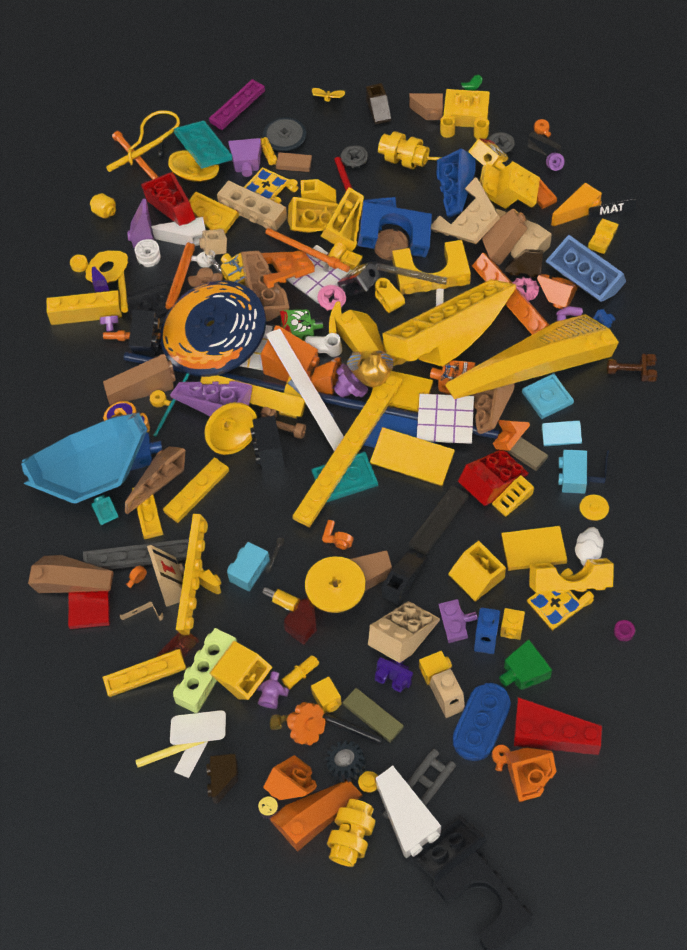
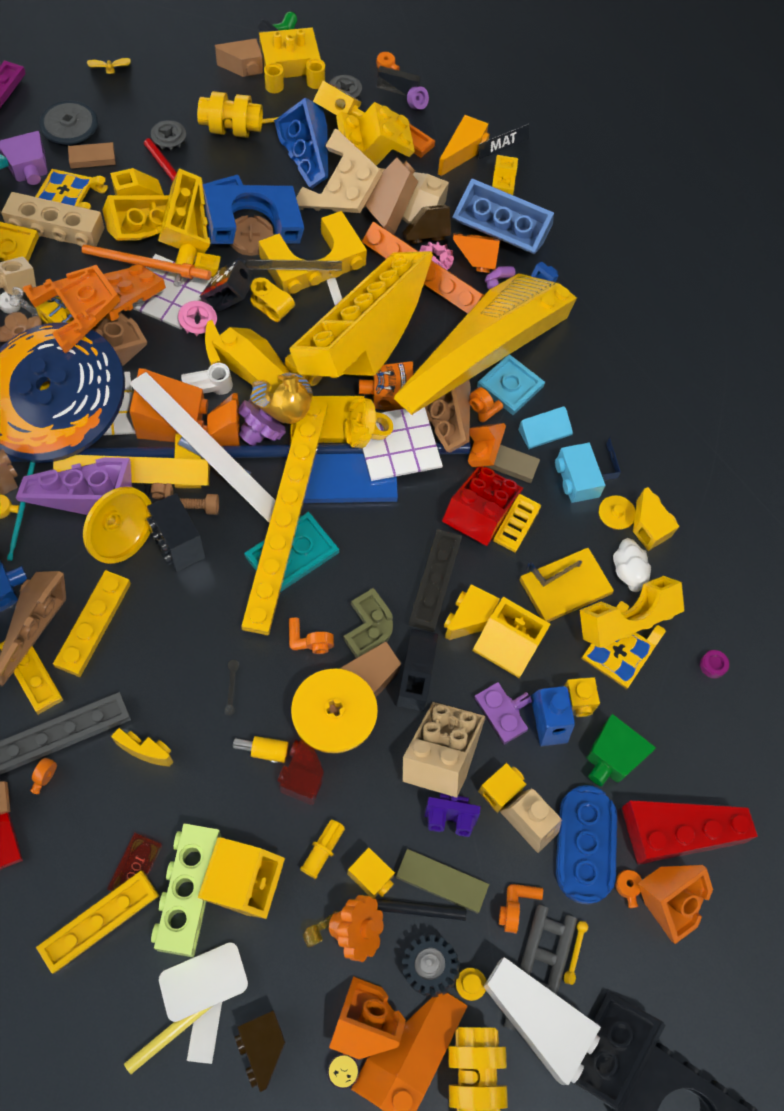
camera: 30 degrees left, 5 degrees up
(139, 609) = (61, 824): tan piece -> none
(168, 574) = (92, 764): tan slope -> none
(190, 580) = (128, 765): yellow plate -> none
(248, 566) = (201, 715): medium azure brick -> none
(255, 268) = (86, 297): none -> orange wing
(268, 151) = (54, 147): yellow axle -> none
(270, 691) = (292, 891): medium lavender piece -> none
(300, 323) = (166, 358): torso -> none
(378, 103) = (178, 63): slope -> none
(387, 536) = (376, 626): none -> olive plate
(410, 747) = (510, 914): none -> orange plate
(412, 456) = (373, 503): yellow tile -> none
(422, 399) = (362, 423): none -> yellow tile
(437, 799) = (570, 977): none -> yellow hinge
(453, 548) = (473, 613): none -> yellow slope
(515, 402) = (483, 404): none -> orange plate
(528, 538) = (544, 582): none -> piece
(615, 519) = (652, 521): none -> yellow slope
(646, 360) = (610, 316): reddish brown bar -> none

